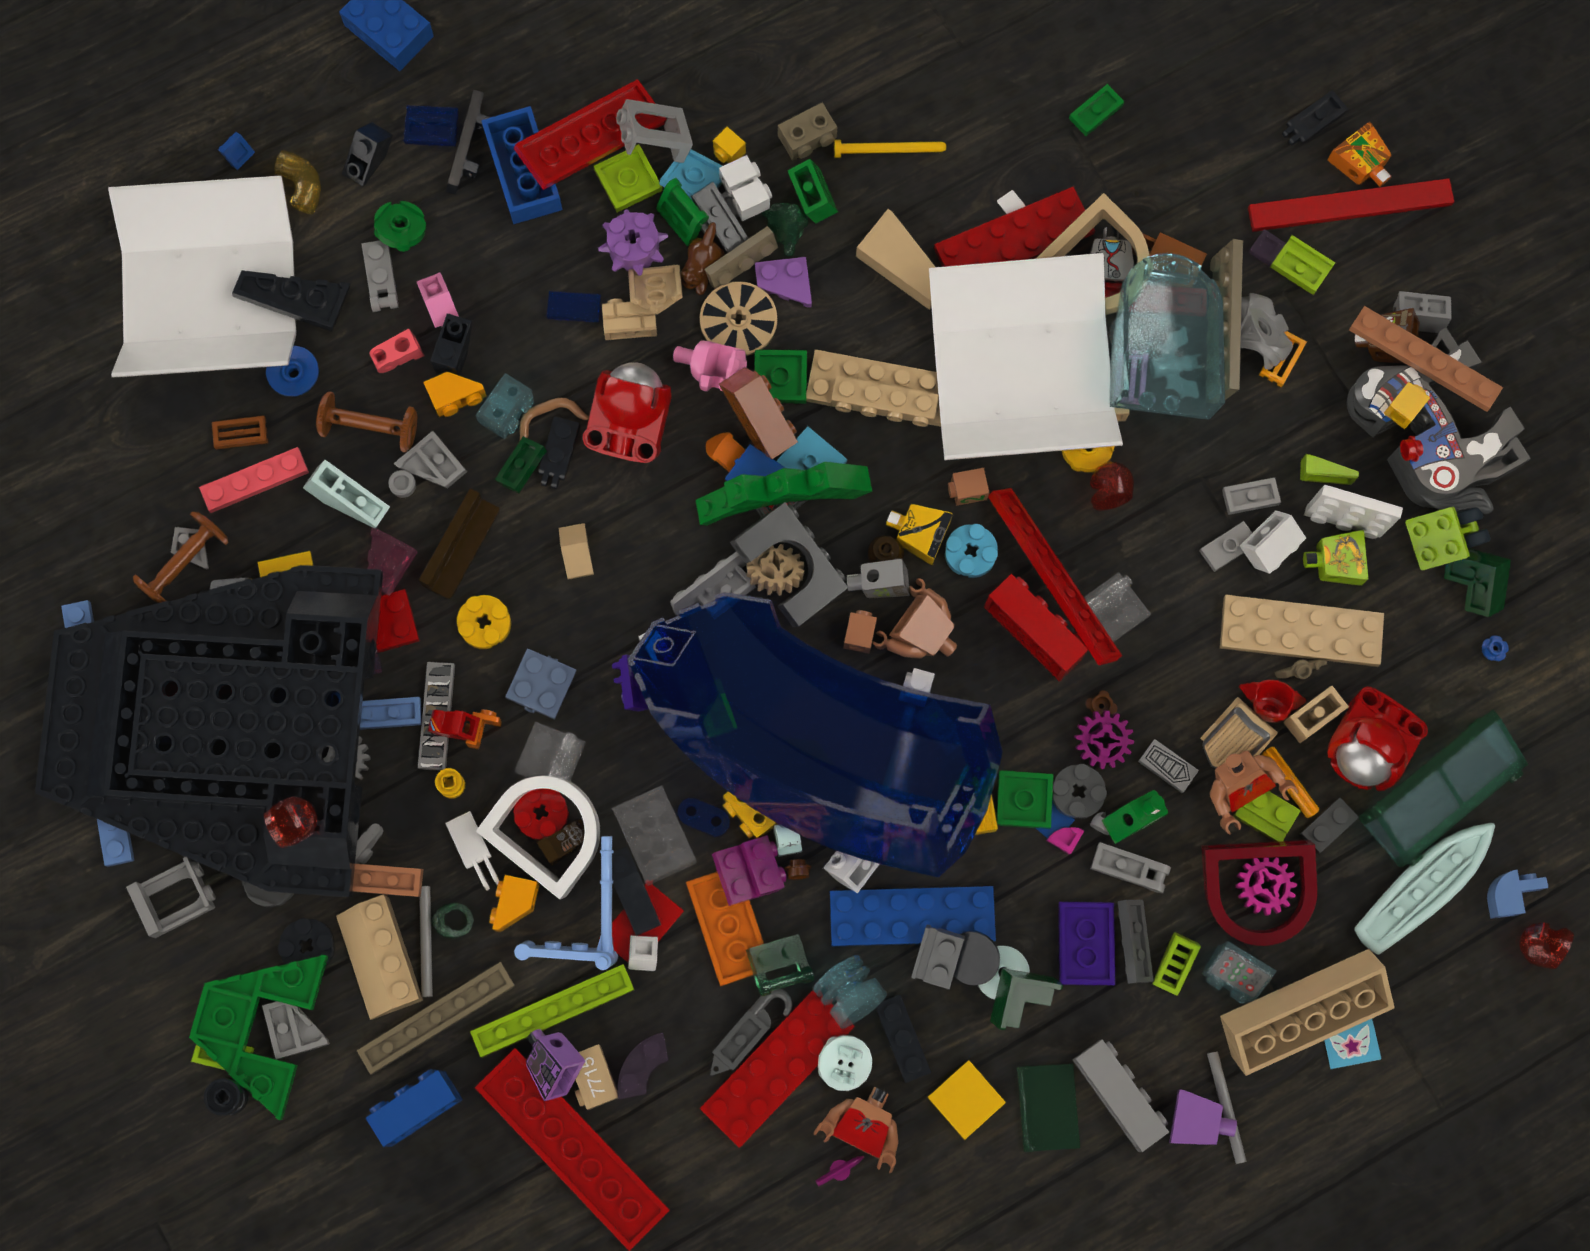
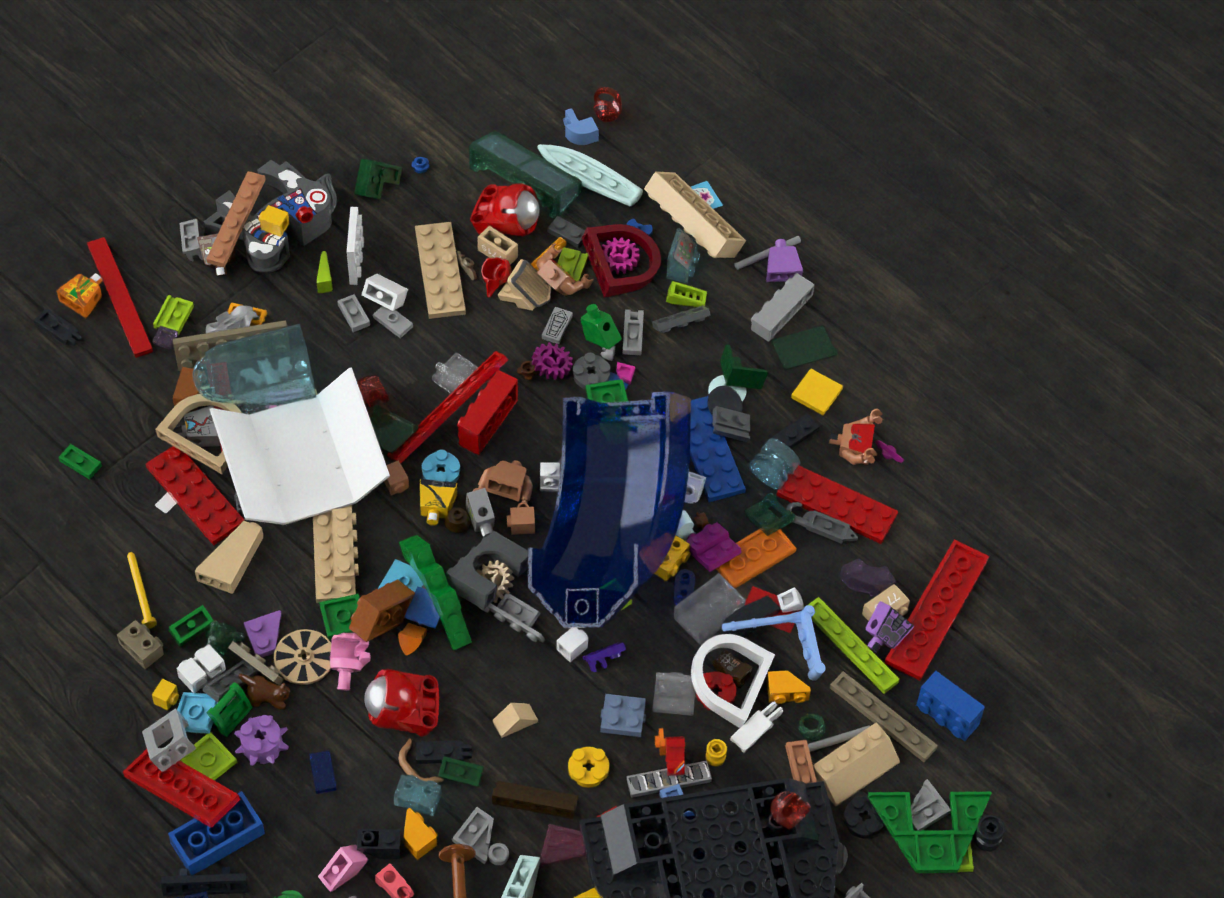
camera: 105 degrees left, 20 degrees down
(627, 320) = (325, 727): tan brick -> none
(655, 288) = (297, 710): tan tile -> none
(848, 1050) = (820, 461): light aqua plate -> none
(1048, 492) = (390, 428): none -> clear green piece
(1086, 943) = (691, 347): dark purple tile -> none
(1306, 938) = (646, 228): none -> blue piece
(1340, 558) = (383, 254): lime torso -> none
(1445, 536) = (354, 194): lime plate -> none

